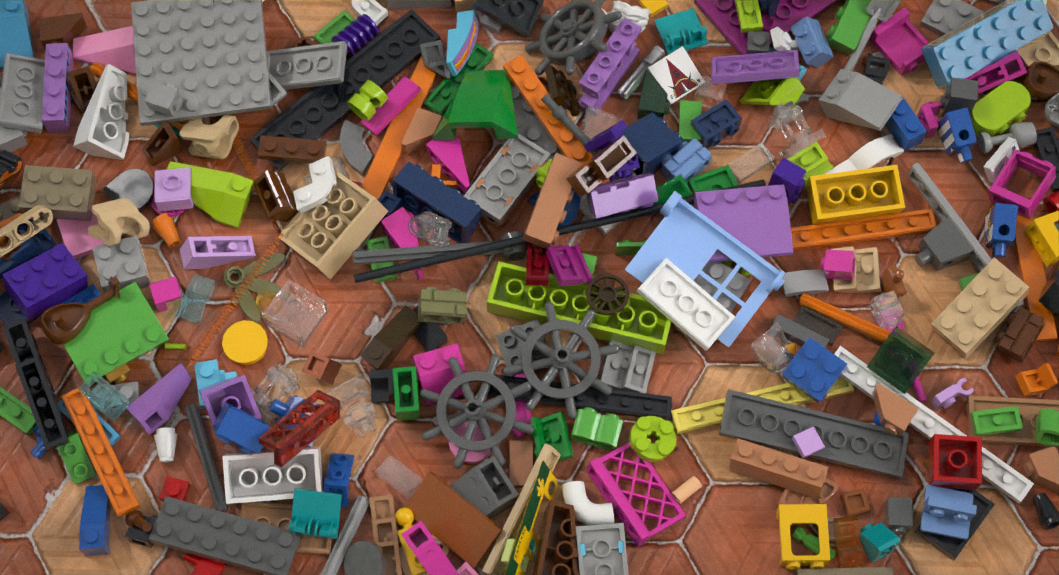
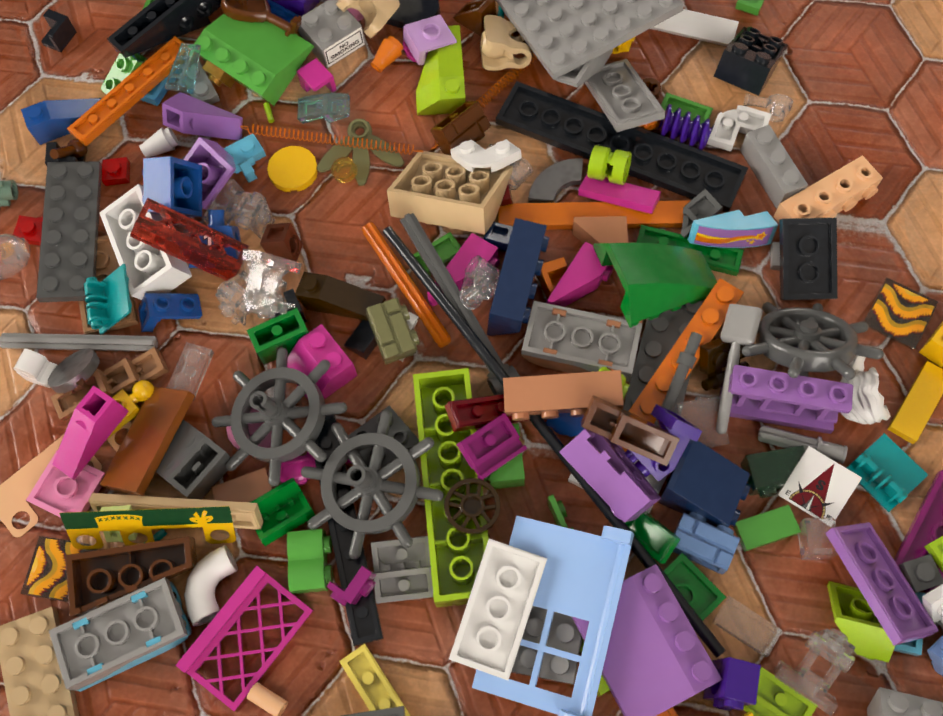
camera: 75 degrees right, 0 degrees up
(215, 251) = (380, 102): lavender slope -> none
(291, 149) = (520, 121): reddish brown plate -> none
(295, 312) = (335, 195): clear brick -> none
(368, 389) = (265, 298): none -> clear tile
(394, 289) = (406, 285): none -> orange axle
(551, 69) = (739, 329): none -> light grey piece
(632, 393) = (359, 586): none -> magenta bracket
(652, 426) = (304, 623): lime plate -> none
(717, 124) = (777, 561): dark blue bracket -> none

